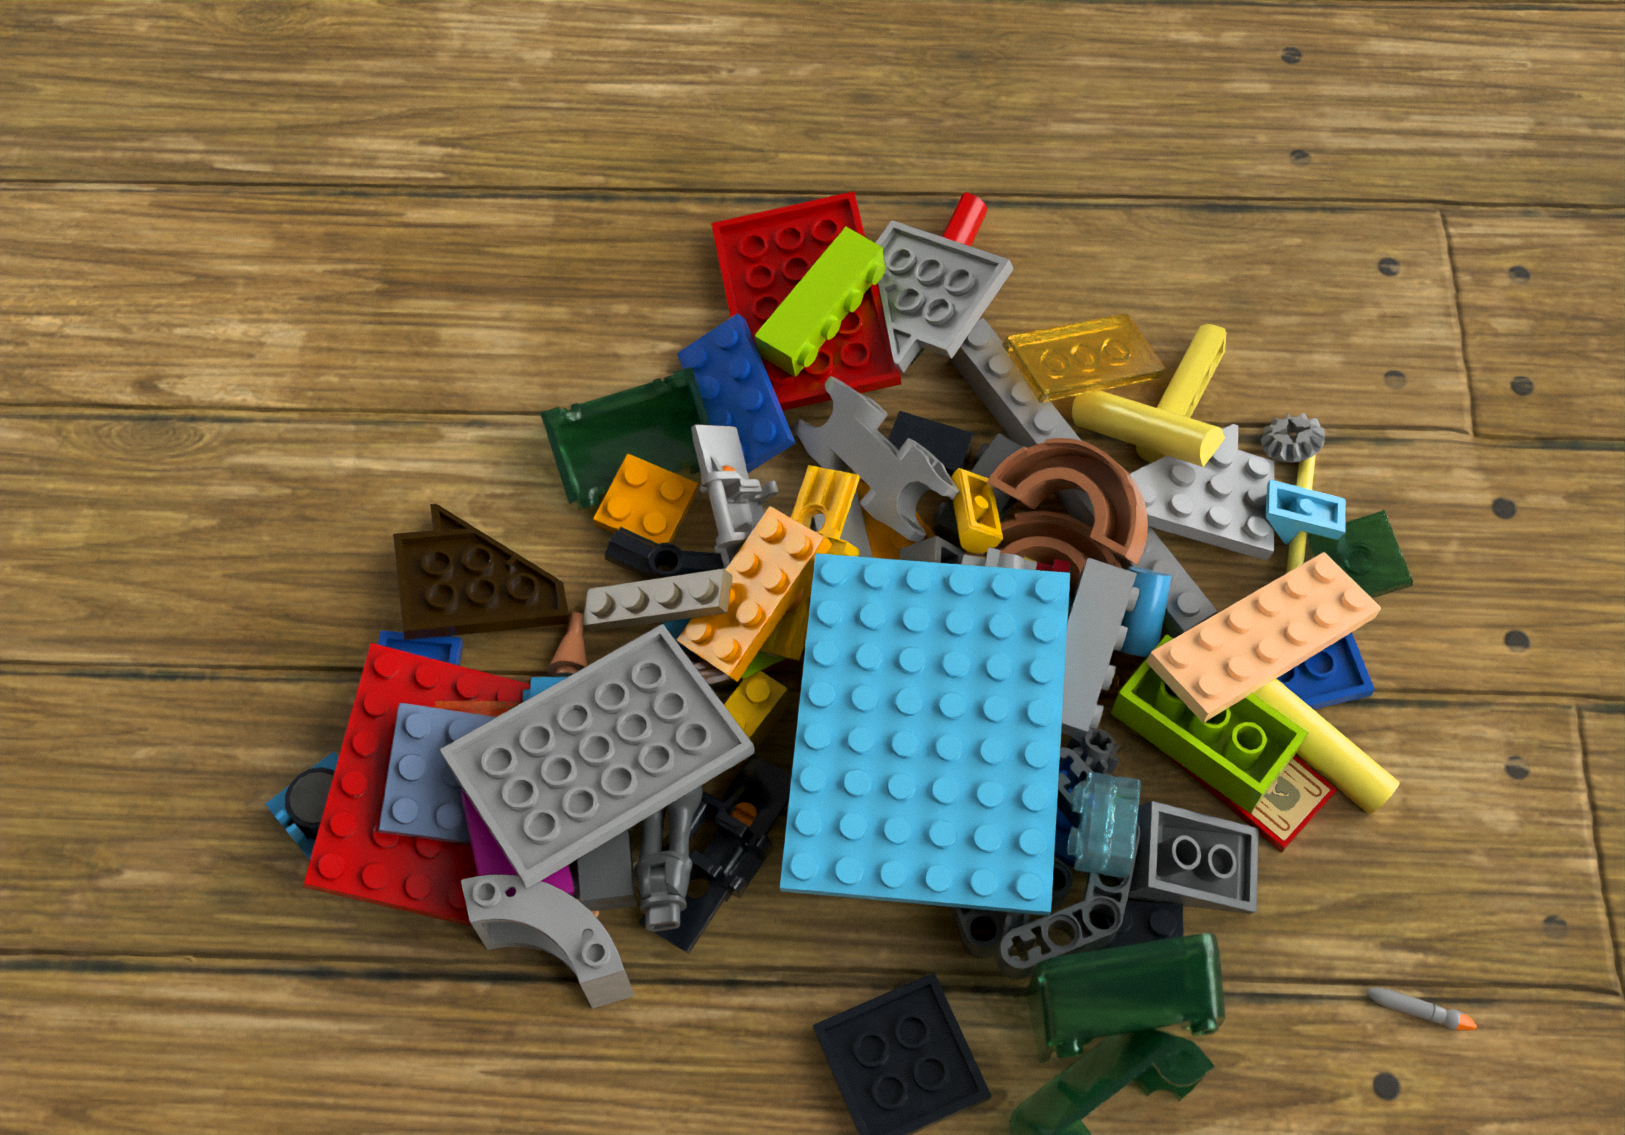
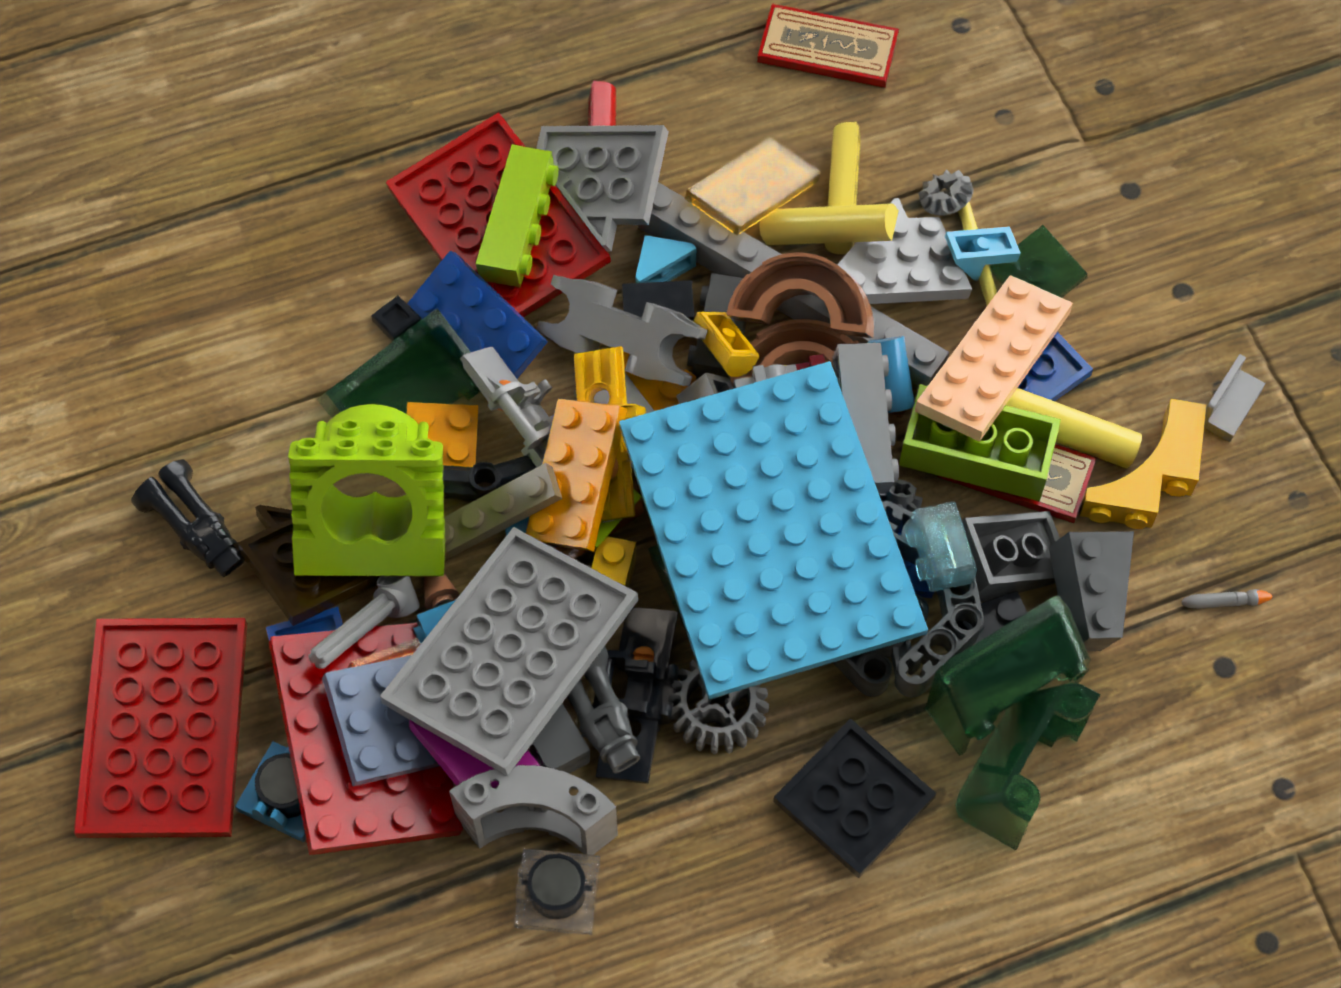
camera: 25 degrees left, 0 degrees up
(235, 695) = (162, 728): none -> red plate
(369, 514) = (205, 536): none -> black piece
(503, 565) = (375, 531): none -> lime hose
(518, 650) = (392, 598): none -> light grey axle
(541, 1030) = (557, 889): none -> piece
(658, 362) = (395, 318): none -> black tile
(785, 902) = (694, 721): none -> light grey gear
(956, 402) = (664, 259): none -> medium azure slope
(1234, 239) = (828, 45): none -> tile
(1270, 932) = (1093, 582): none -> dark grey wedge
(1416, 833) = (1170, 468): none -> yellow arch
(1521, 785) = (1232, 401): none -> light grey panel

